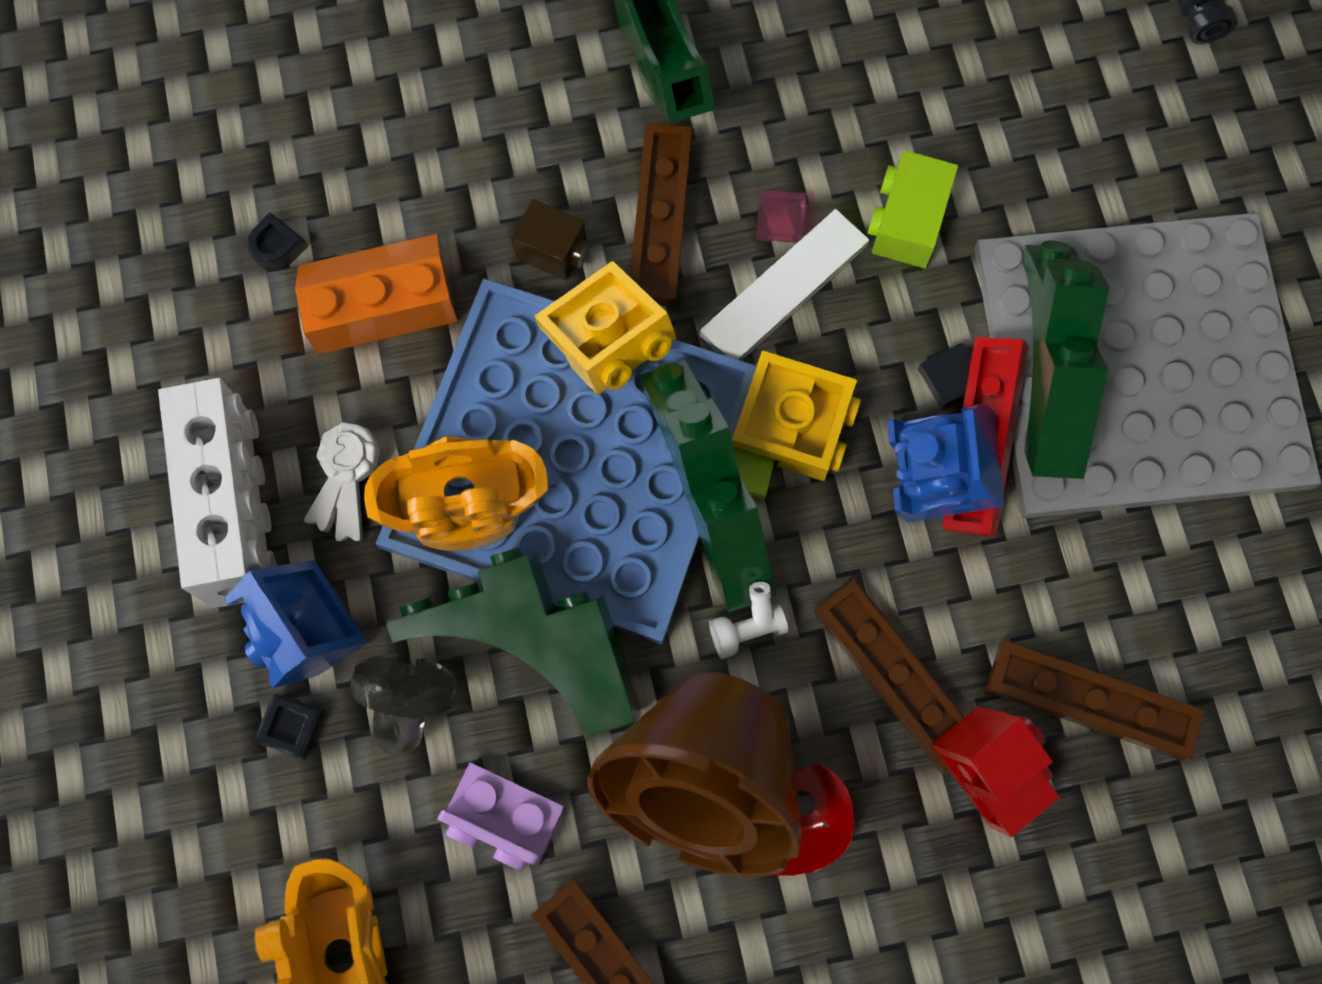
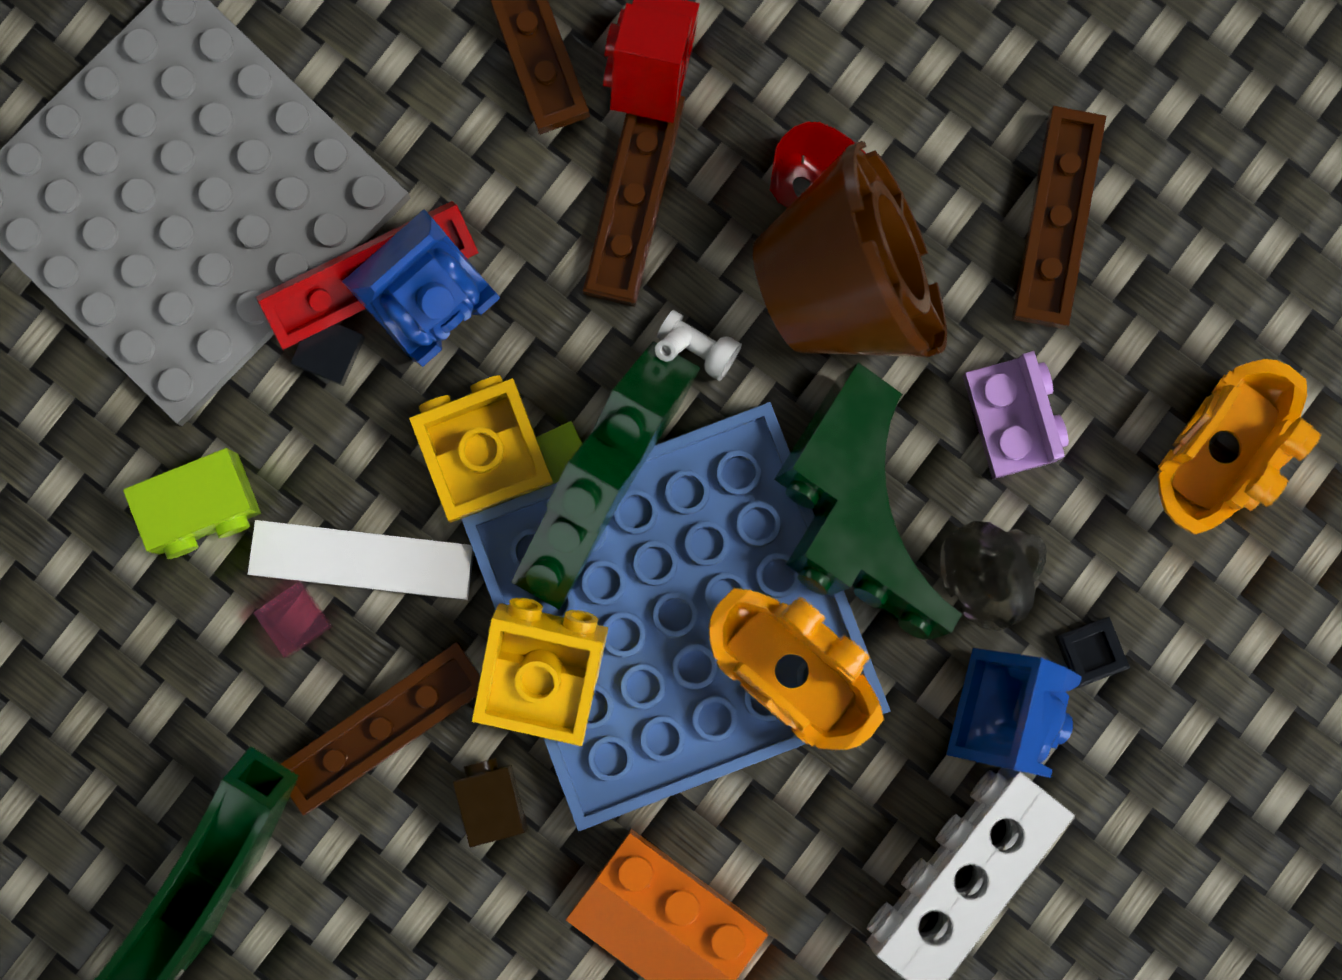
camera: 130 degrees left, 10 degrees up
(347, 457) = (836, 808): white piece -> none
(1067, 364) = (227, 263): dark green arch -> none

